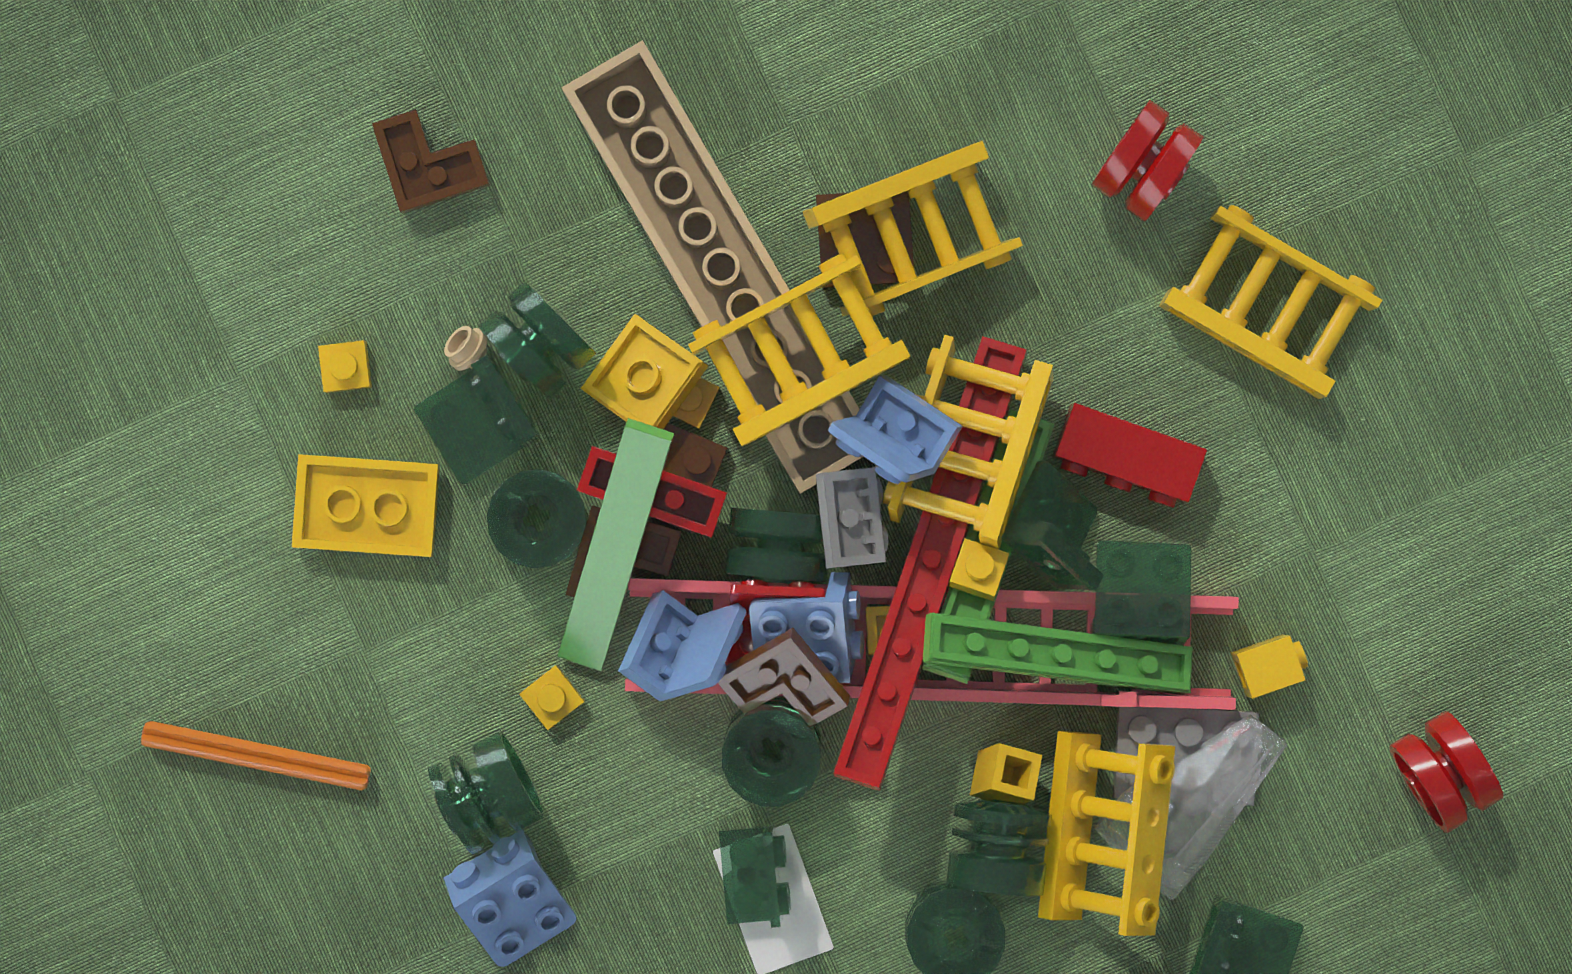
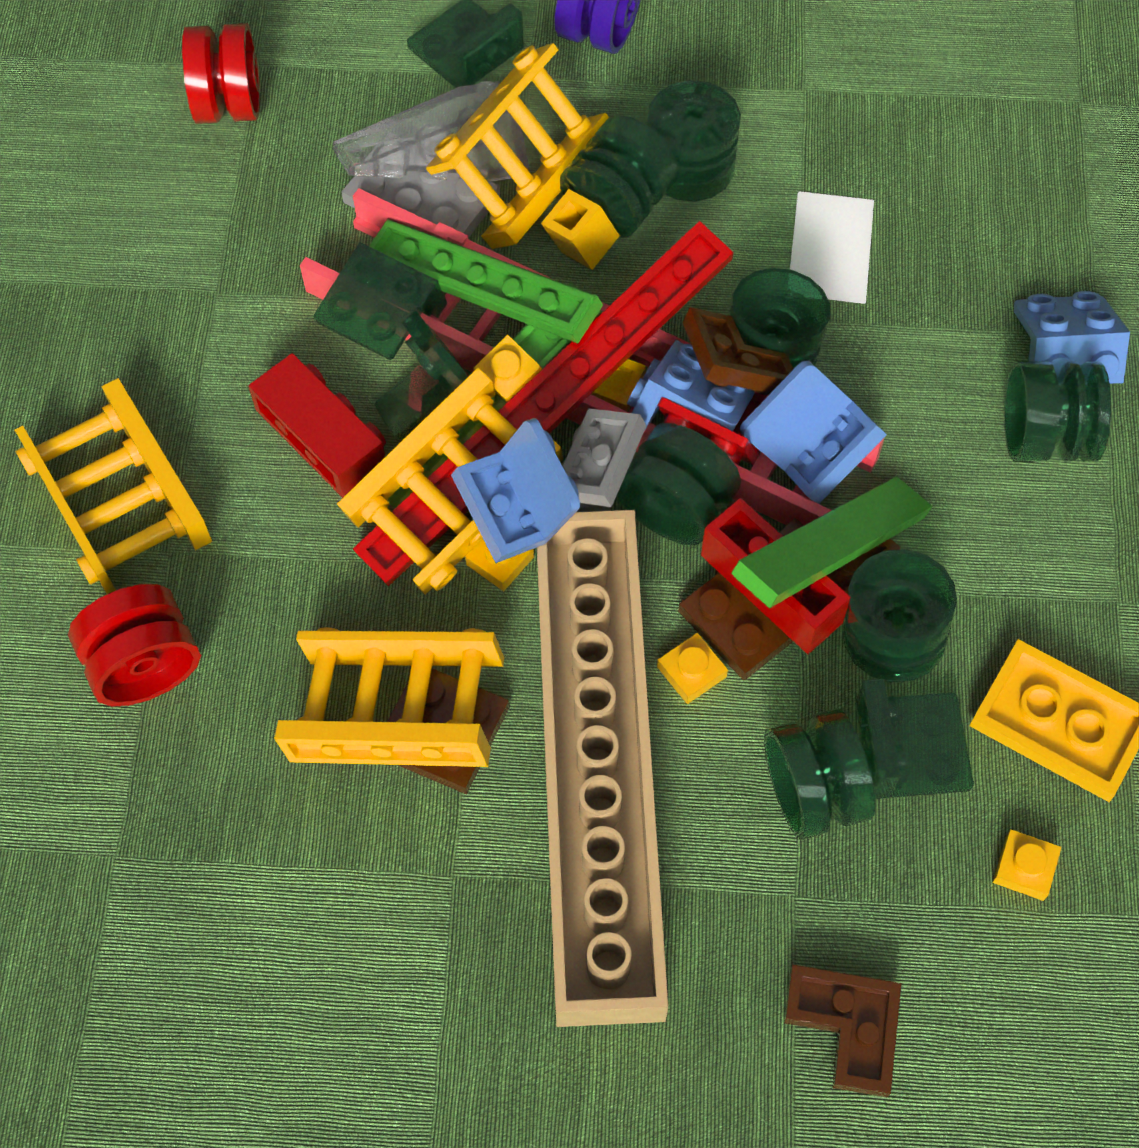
camera: 150 degrees left, 25 degrees down
(465, 347) = (894, 815): tan plate -> none
(552, 697) = (953, 478): yellow plate -> none
(644, 375) = (725, 699): yellow plate -> none
(752, 875) = (838, 253): clear green bracket -> none
(837, 374) = (548, 573): yellow fence -> none
(1270, 665) = (309, 217): yellow brick -> none

